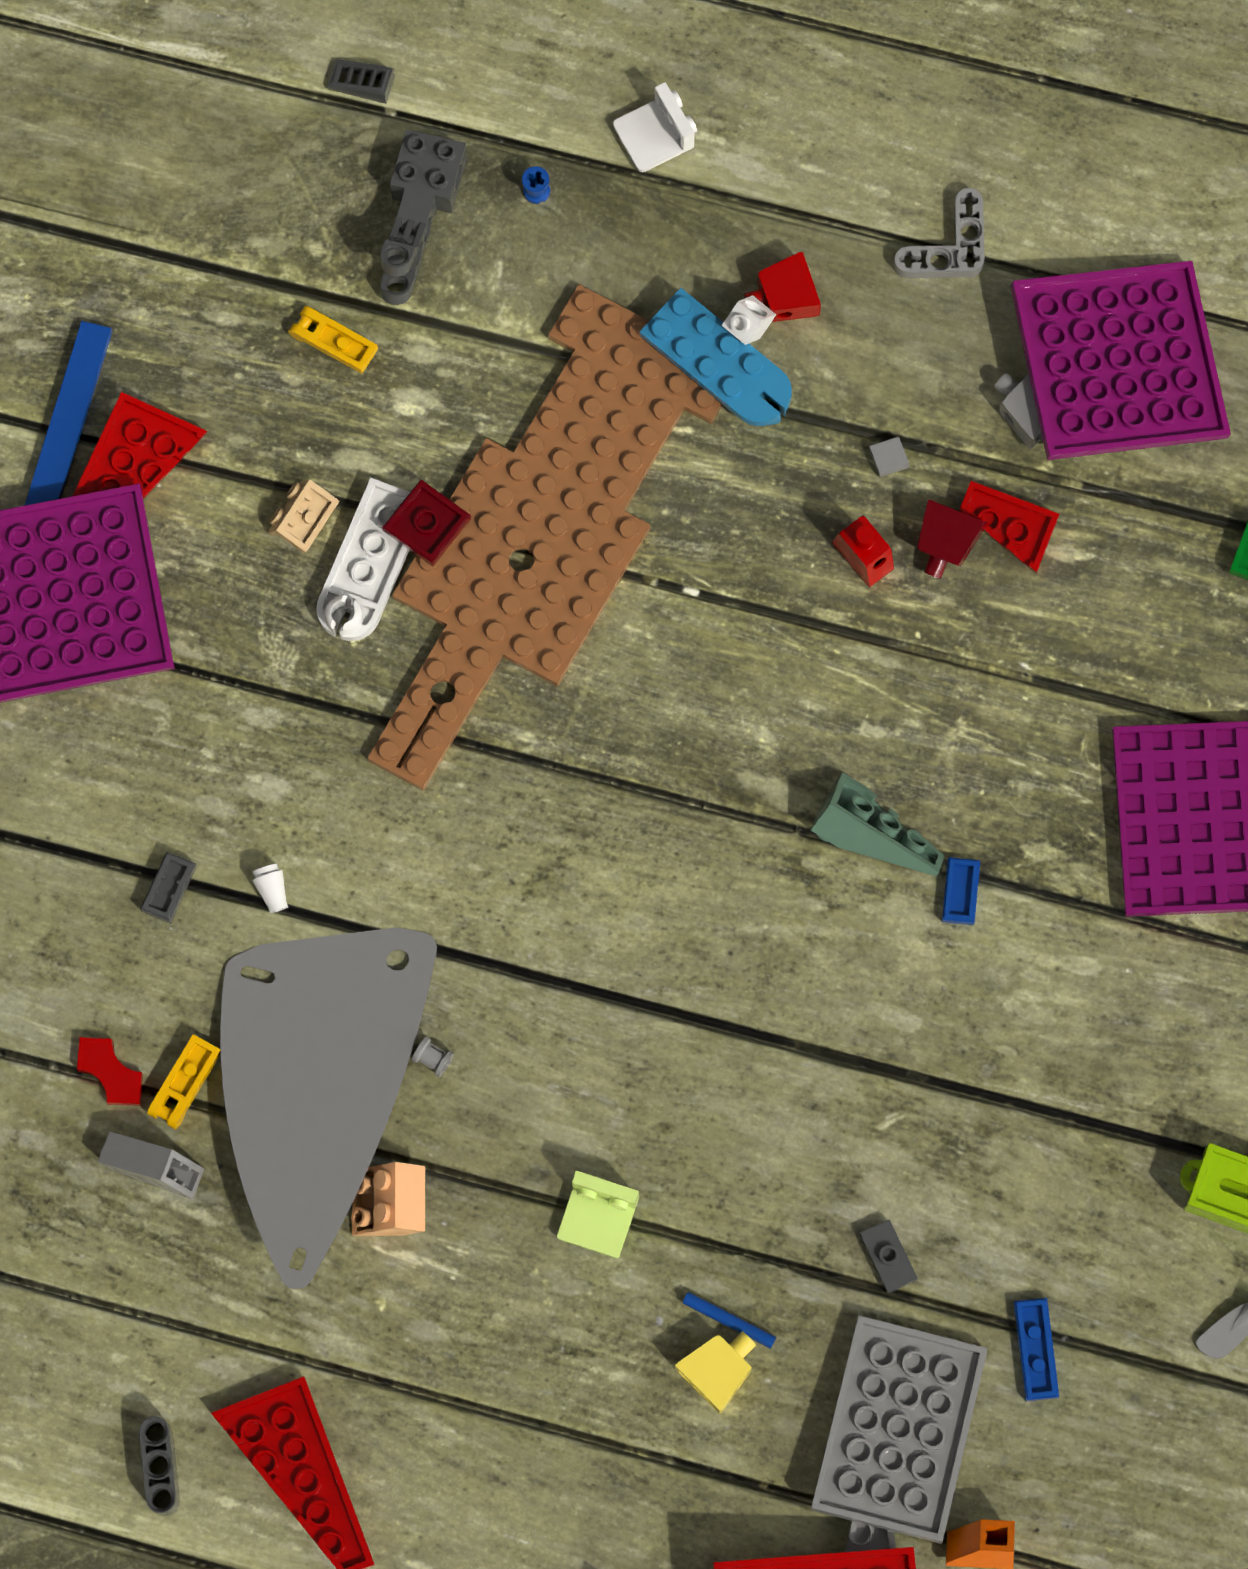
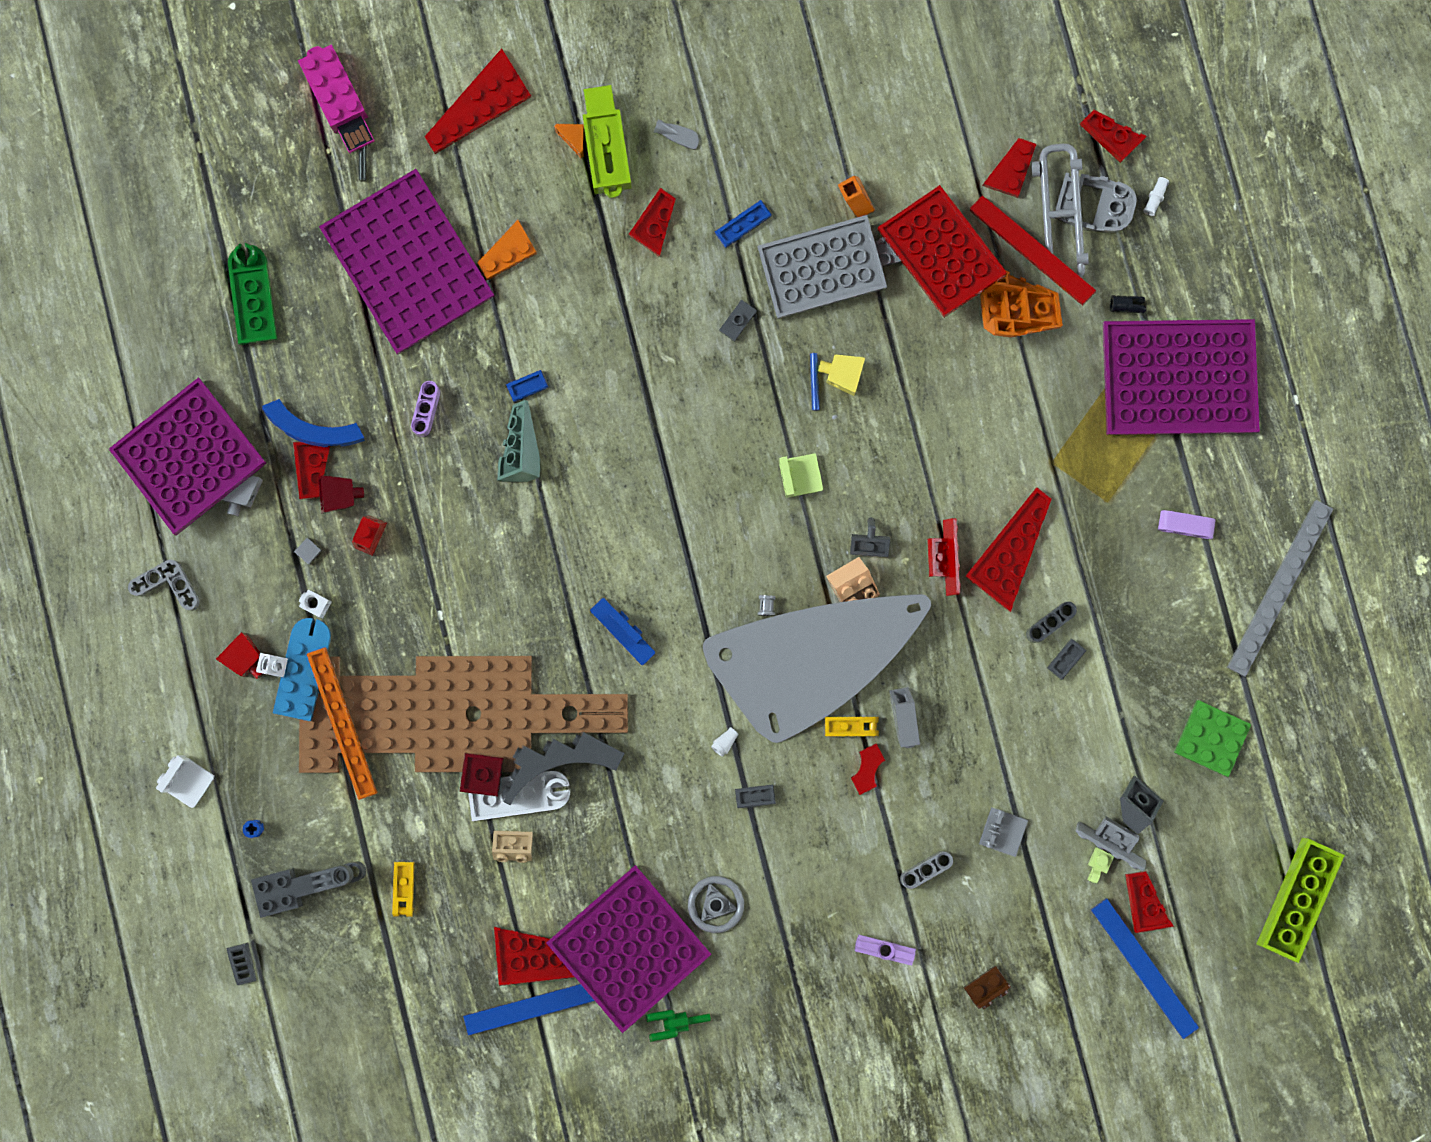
camera: 125 degrees left, 10 degrees up
(51, 750) = (716, 904): none -> light grey piece
(91, 1458) = (1066, 659): none -> dark grey plate
(351, 1360) = (944, 557): none -> red bracket
(374, 685) = (531, 763): none -> dark grey arch
(436, 1259) = (870, 544): none -> dark grey plate
(516, 831) = (623, 631): none -> blue bracket
(611, 372) = (342, 723): none -> orange tile
(804, 438) = (322, 607): none -> white brick
(1000, 711) = (426, 418): none -> lavender beam
(1059, 543) = (311, 433): none -> blue tile
(1111, 1213) = (653, 223): none -> red wing
(1183, 971) = (507, 252): none -> orange wing

